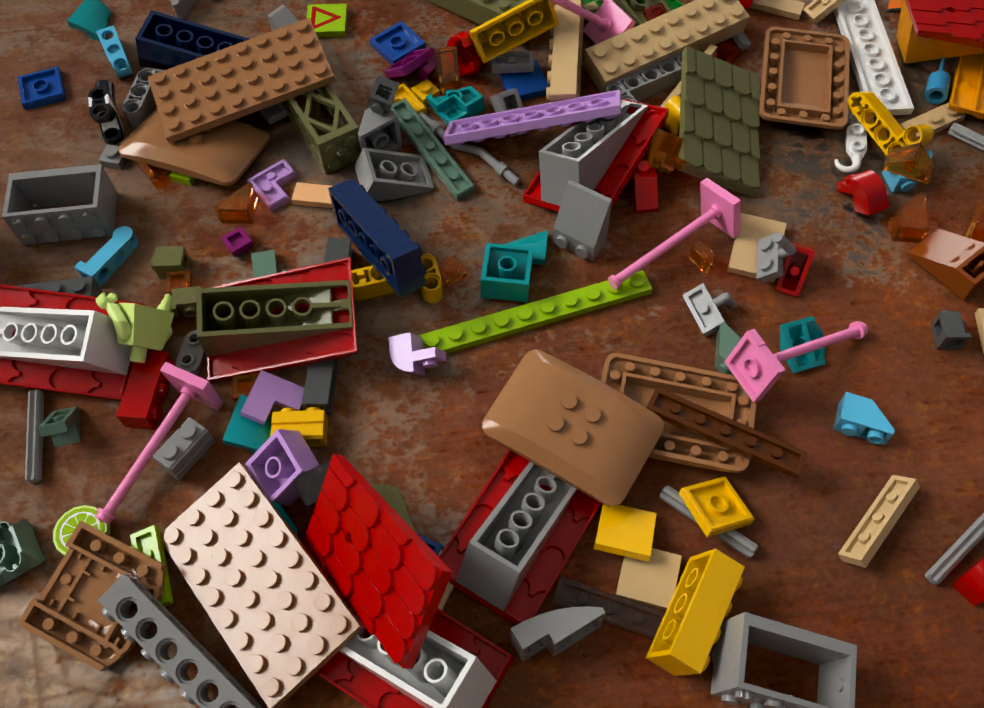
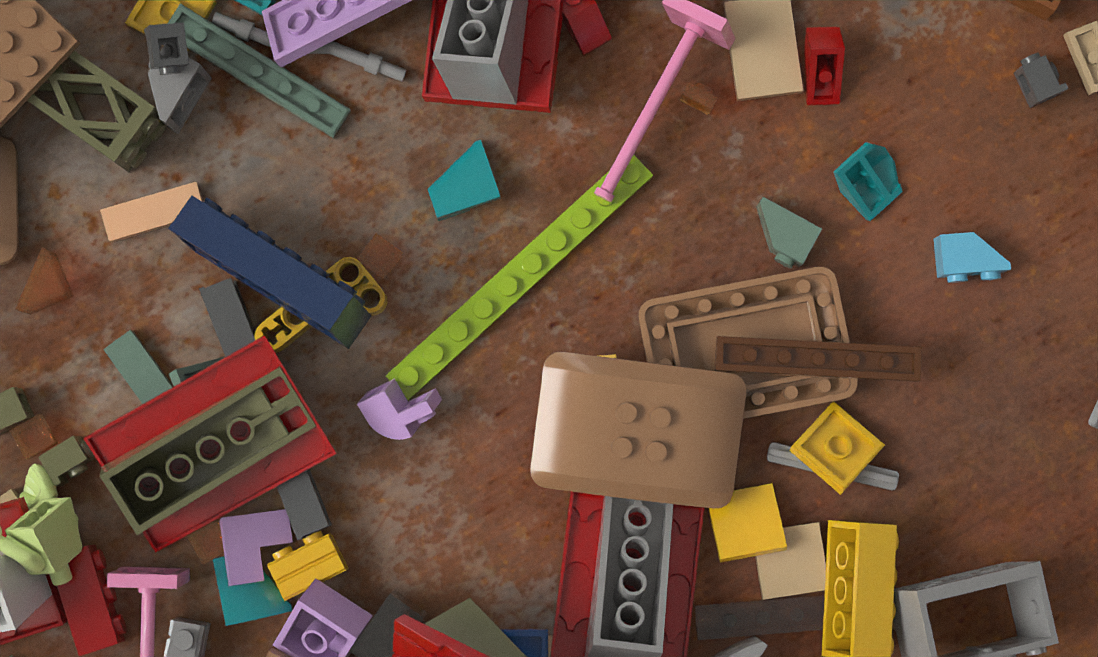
camera: 30 degrees left, 25 degrees up
(191, 351) = (111, 523): light grey plate -> none
(237, 241) = (74, 339): magenta plate -> none
(268, 184) = (57, 226): lavender tile -> none
(392, 174) = (228, 141): light grey slope -> none
(506, 272) = (459, 237): teal slope -> none
(582, 221) = (527, 127): light grey slope -> none
(706, 309) = (732, 178): light grey plate -> none
(760, 369) = (825, 259): bright pink tile -> none
(770, 256) = (789, 68): light grey plate -> none
(879, 520) = (1022, 381): tan plate -> none

